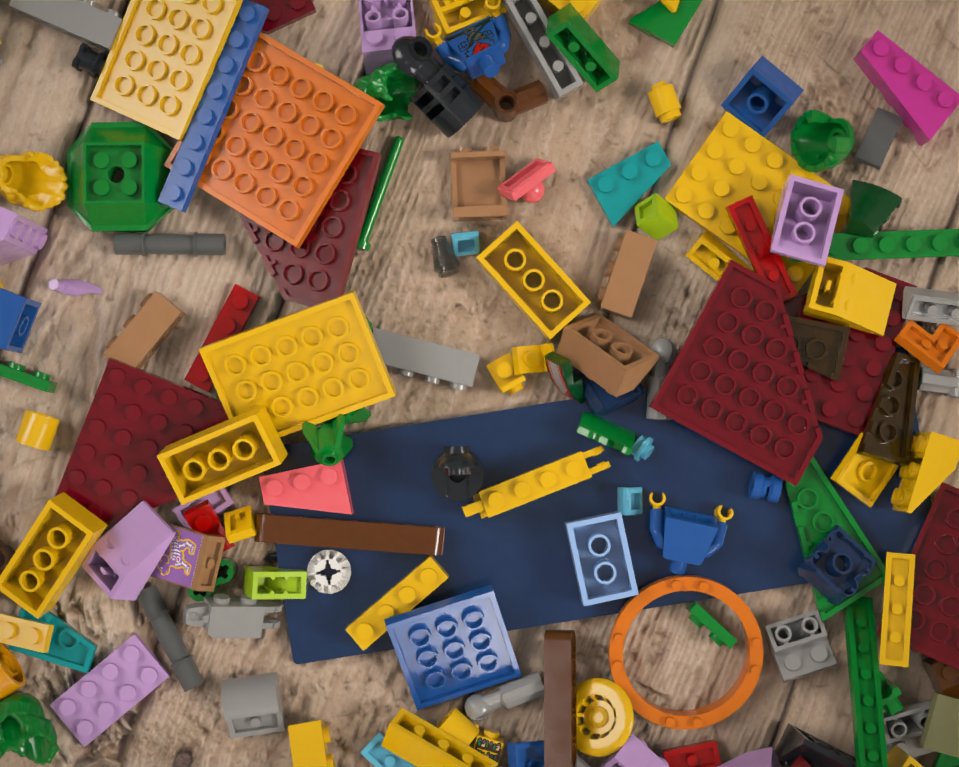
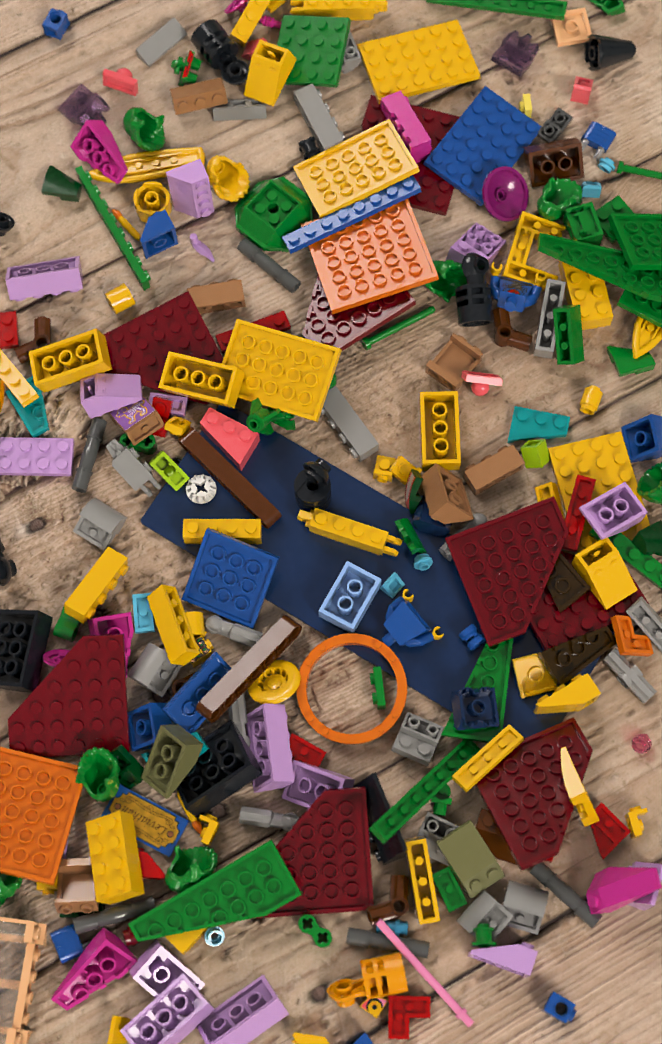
camera: 50 degrees right, 15 degrees down
(444, 259) = (403, 384): clear smoke cone -> none
(466, 243) = (421, 384): medium azure slope -> none

